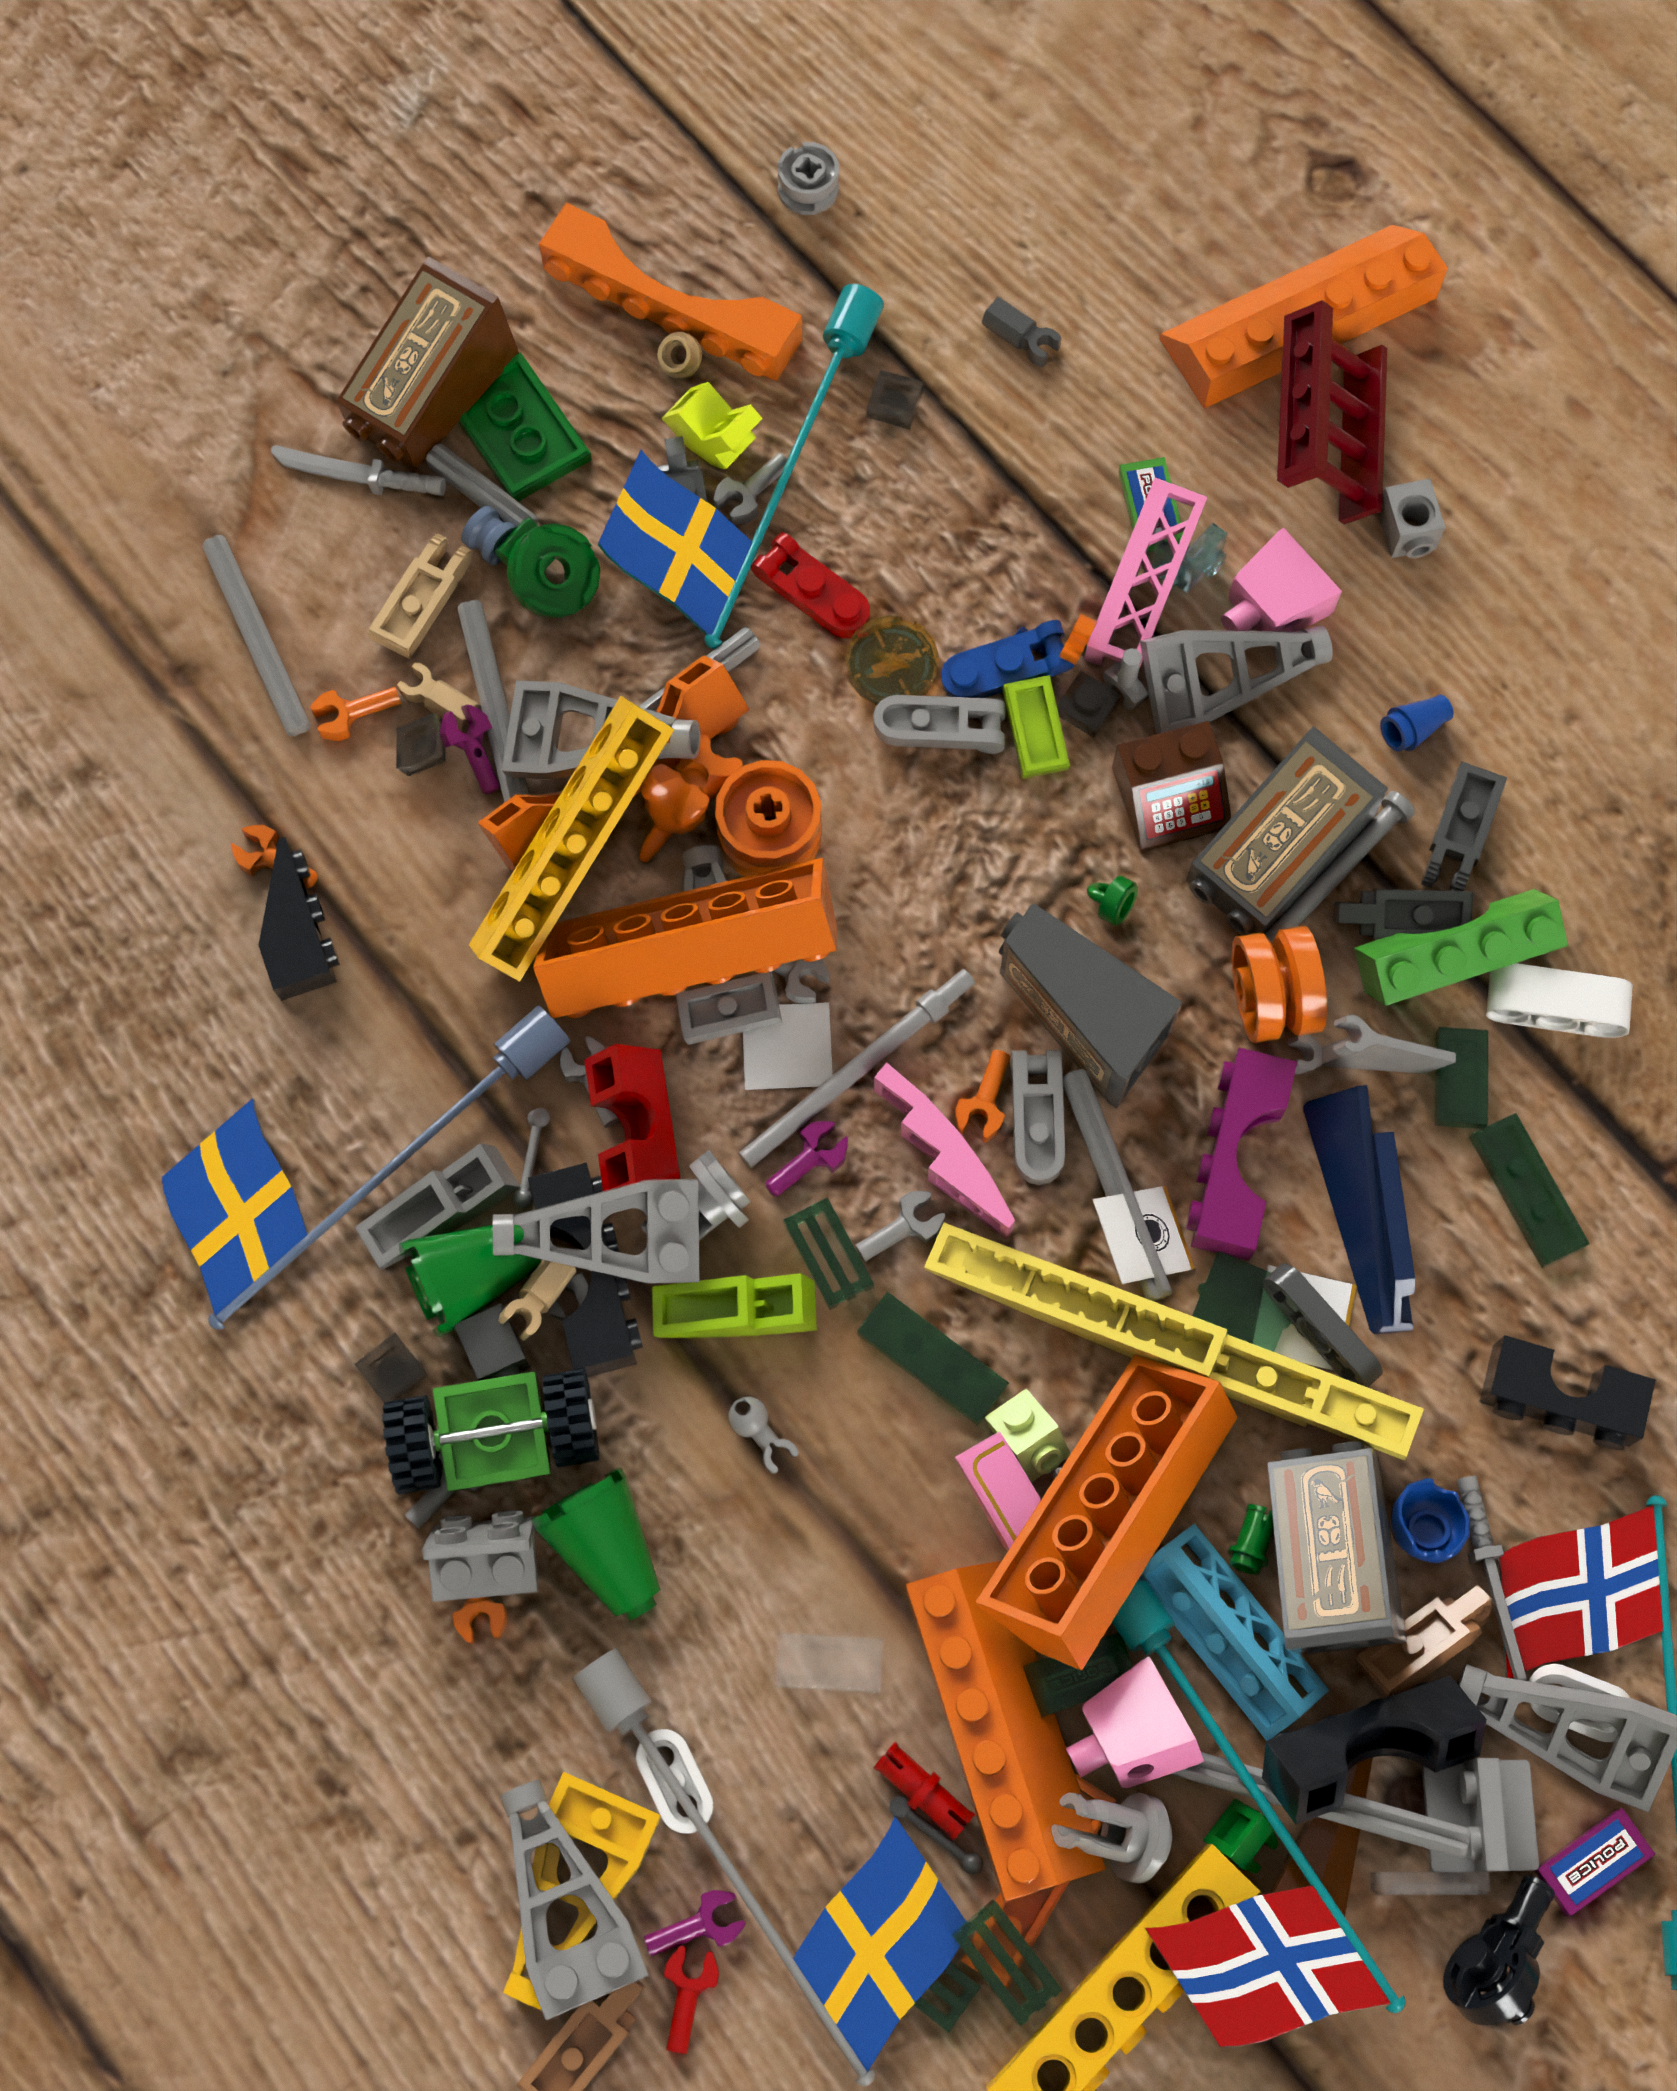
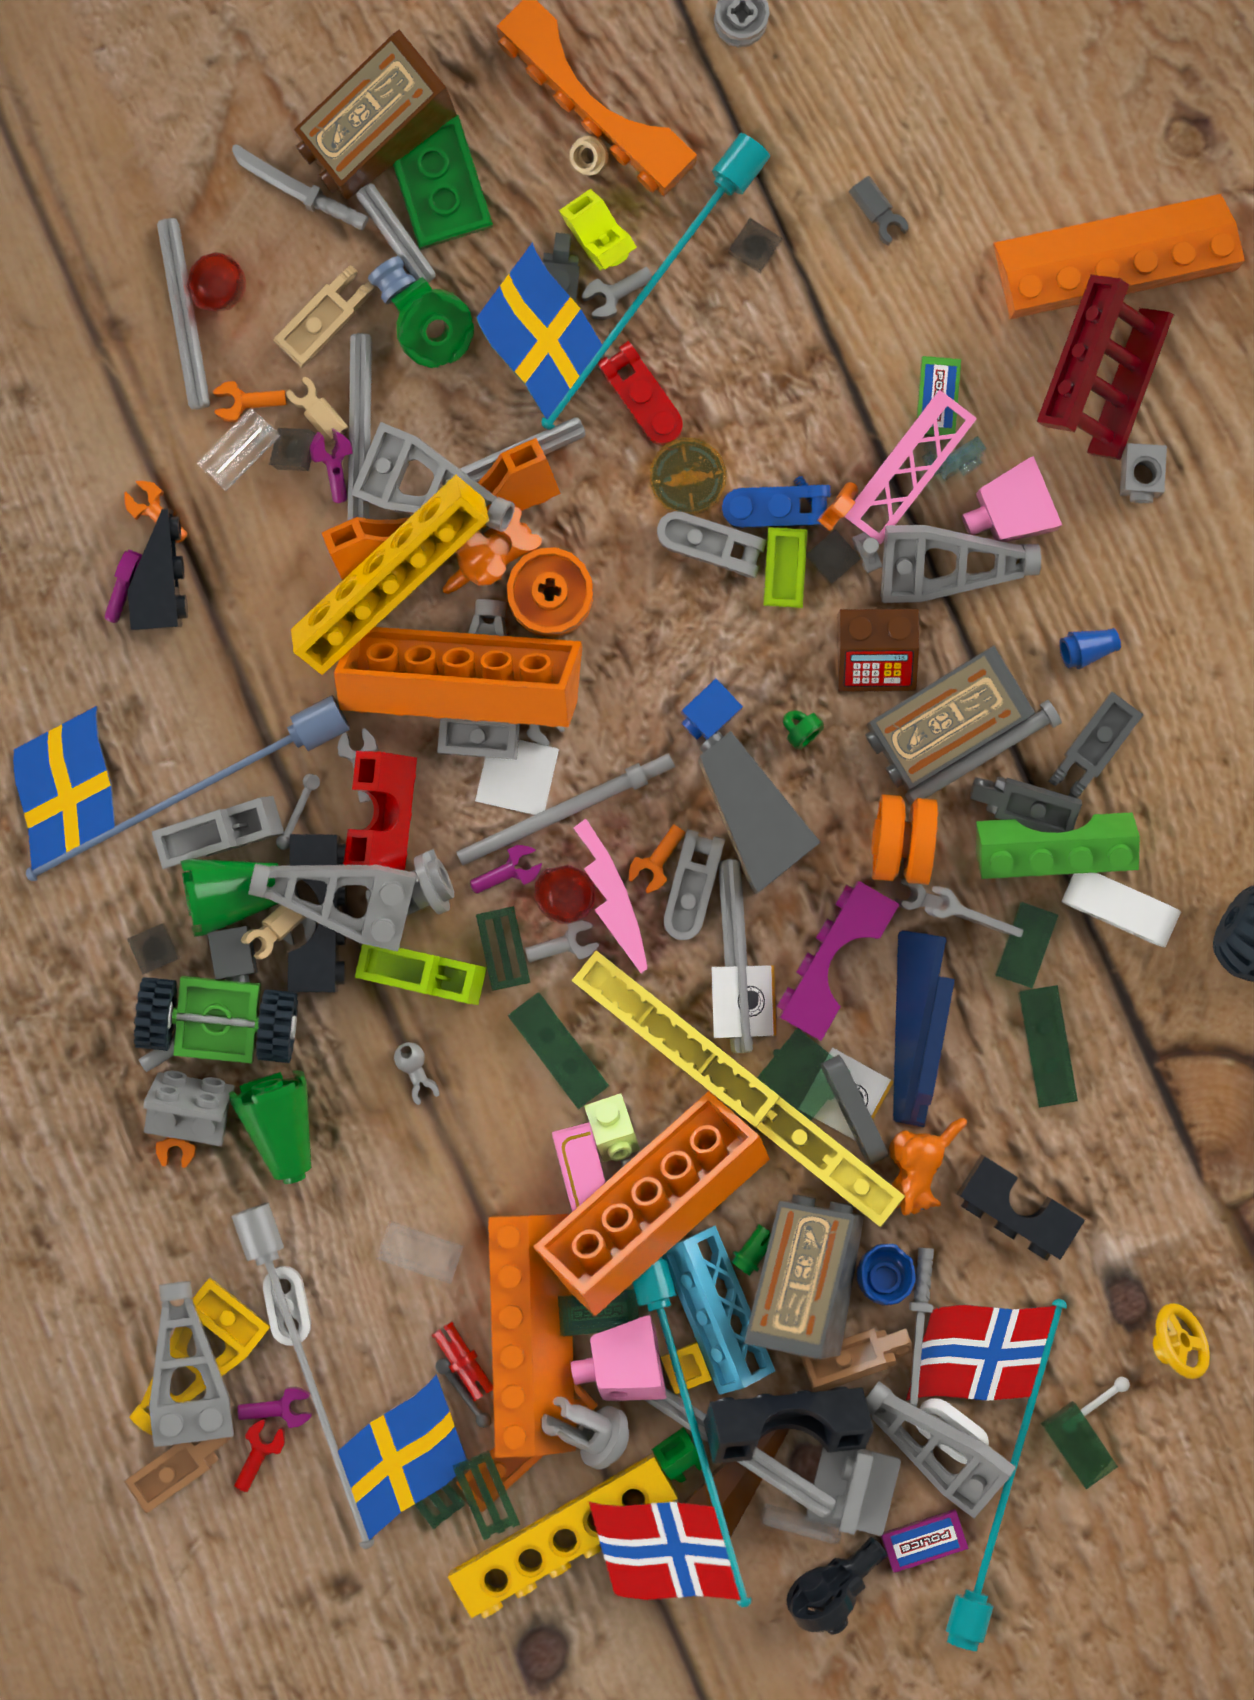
camera: 15 degrees right, 15 degrees up
(250, 930) = (124, 573): none -> magenta bar
(286, 588) = (216, 282): none -> clear red hair
(355, 762) = (234, 445): none -> clear tile
(886, 1163) = (564, 894): none -> clear red hair
(995, 903) = (710, 711): none -> blue brick
(1224, 1710) = (692, 1366): none -> yellow plate
(1423, 1368) = (918, 1161): none -> orange animal

